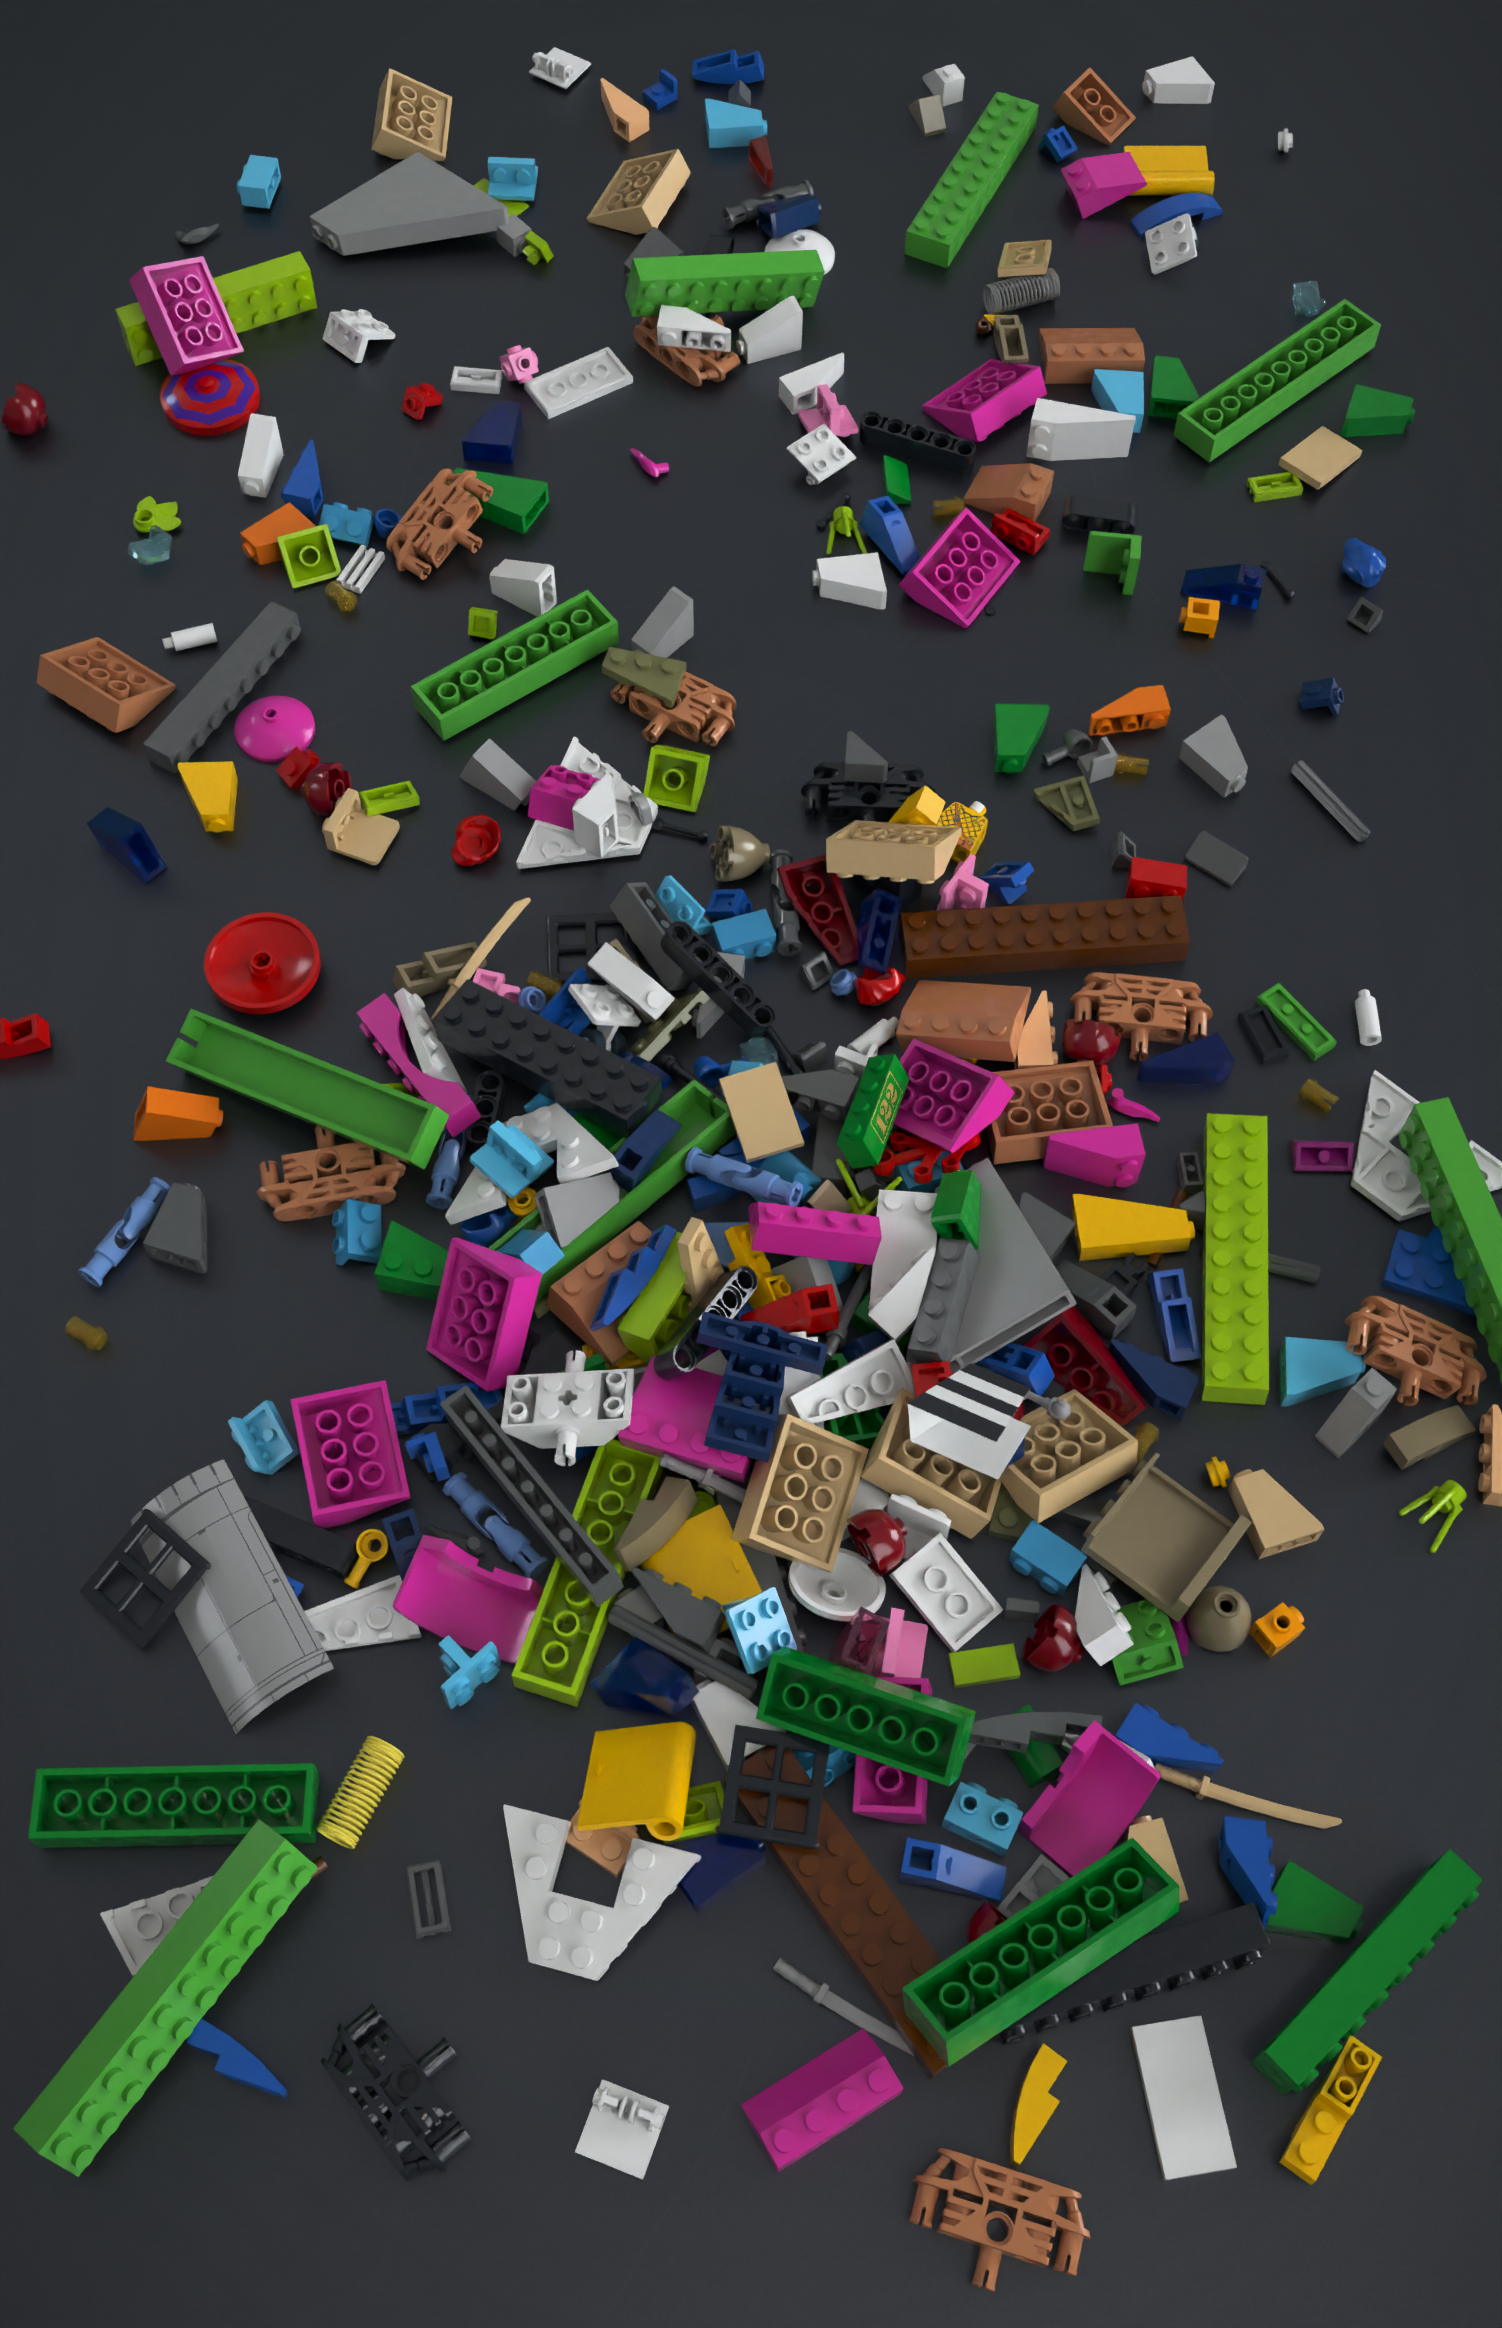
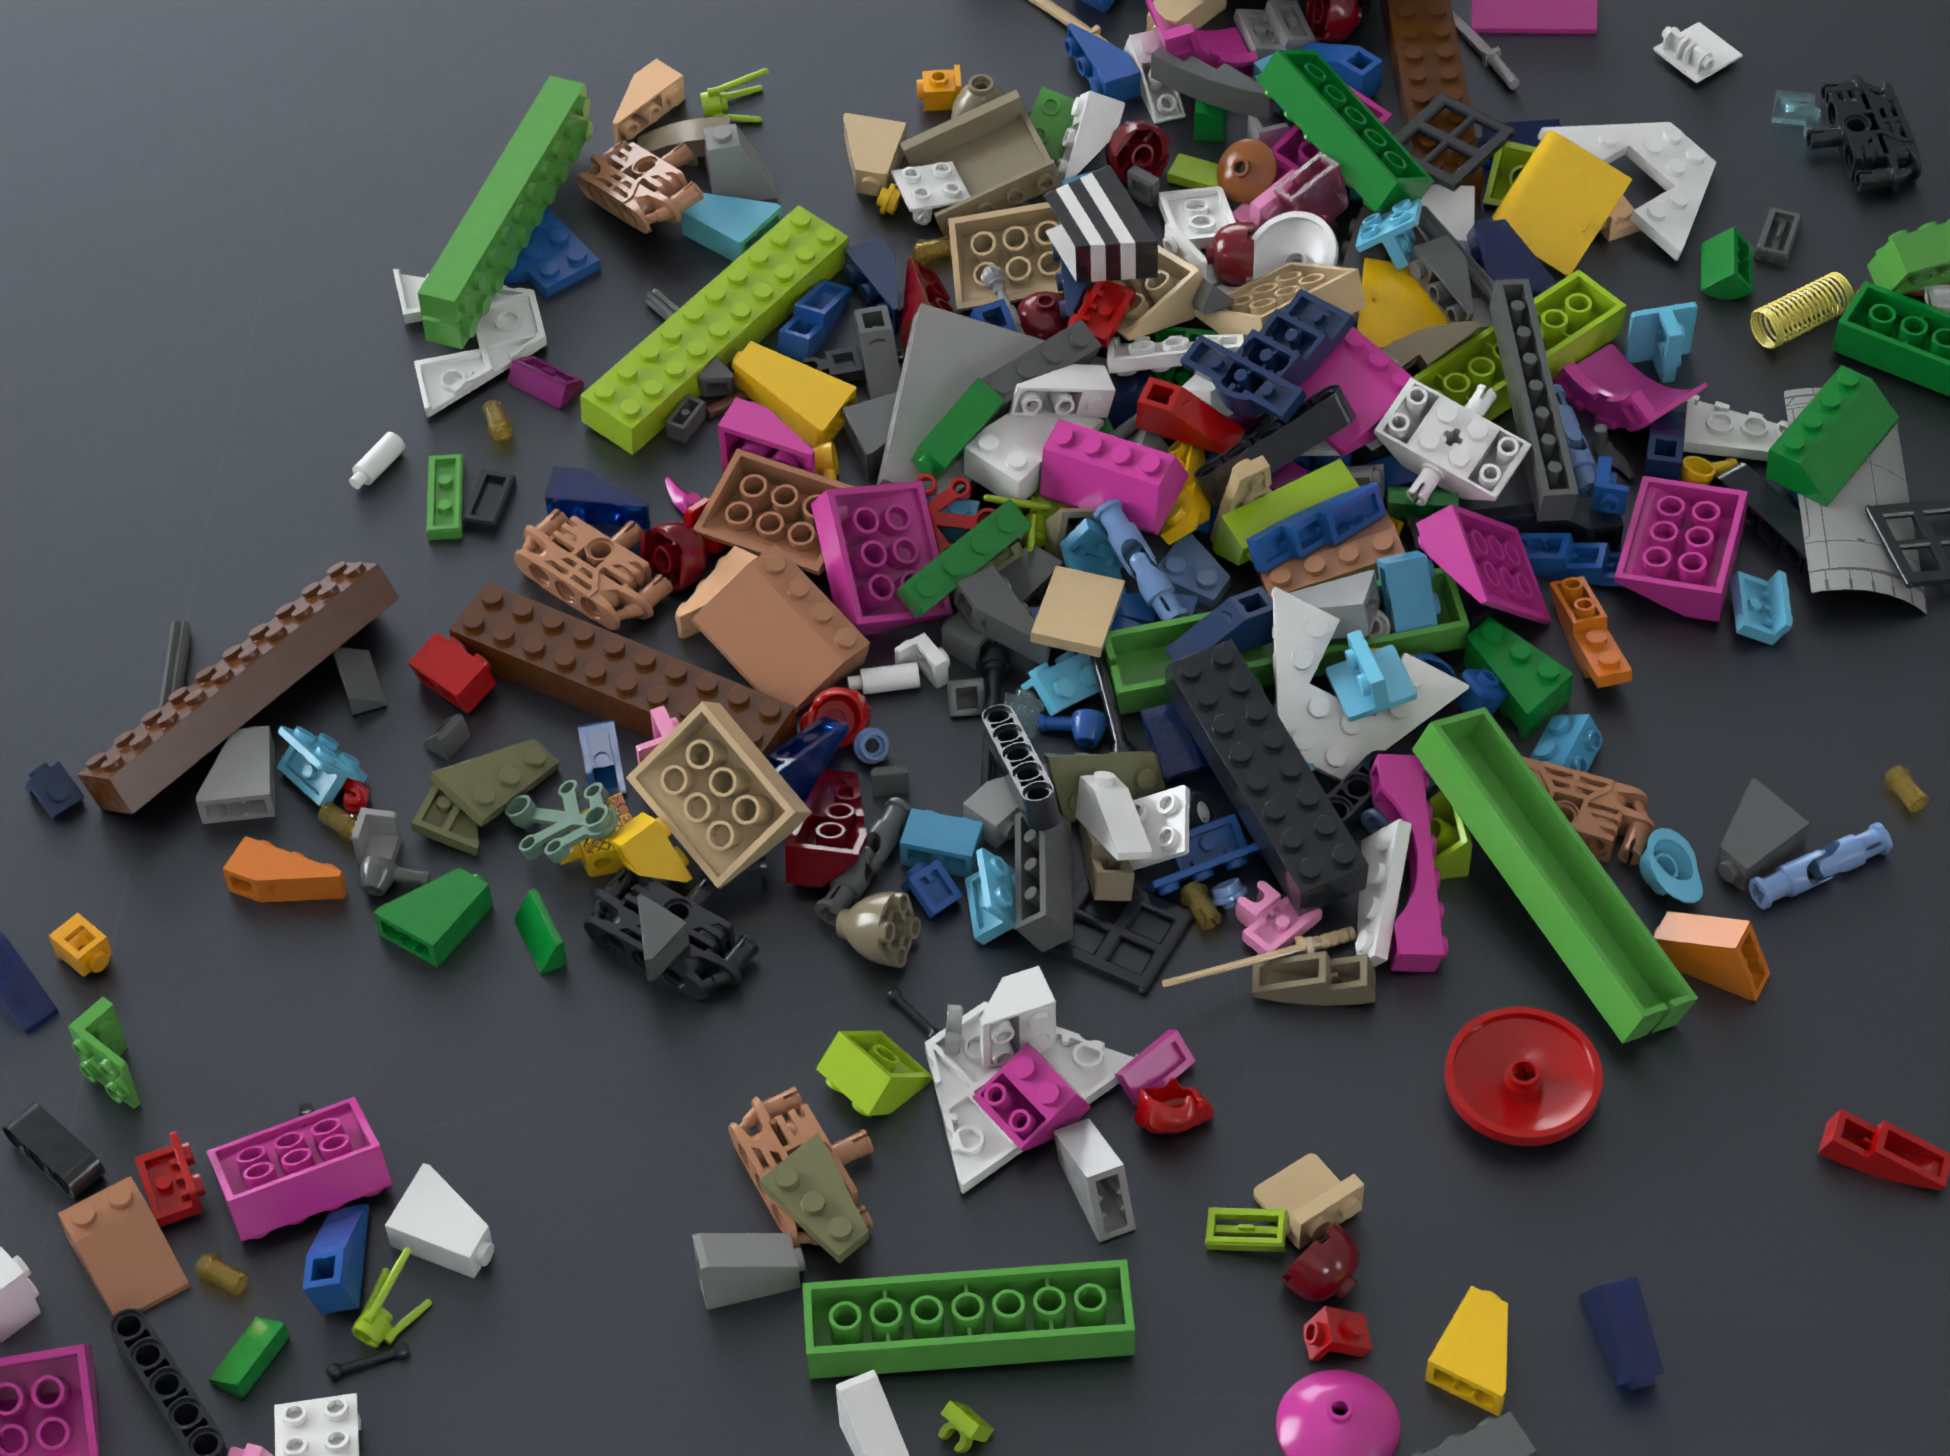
camera: 145 degrees left, 10 degrees down
(229, 1160) = (1671, 866): none -> medium azure piece
(263, 1611) = (1831, 437): none -> green slope
(385, 1338) = (1587, 633): none -> orange slope
(438, 1229) = (1482, 691): none -> blue bracket
(455, 1819) = (1727, 266): none -> green brick
(486, 2088) = (1796, 109): none -> clear light blue bracket
(505, 862) = (1155, 1065): none -> dark pink tile
(853, 1452) = (1210, 298): none -> dark grey slope
(938, 1663) = (1258, 173): none -> dark orange dish
(945, 762) = (540, 933): none -> green slope
(959, 805) = (594, 824): none -> sand green plant
(1055, 1188) = (827, 460): none -> yellow bar
(1059, 830) = (491, 781): none -> olive wing
(1138, 785) = (355, 795): none -> red arm
(1178, 783) = (317, 764): none -> medium azure bracket
(1191, 1496) = (929, 188): none -> white hinge
(1273, 798) = (237, 686): none -> reddish brown brick

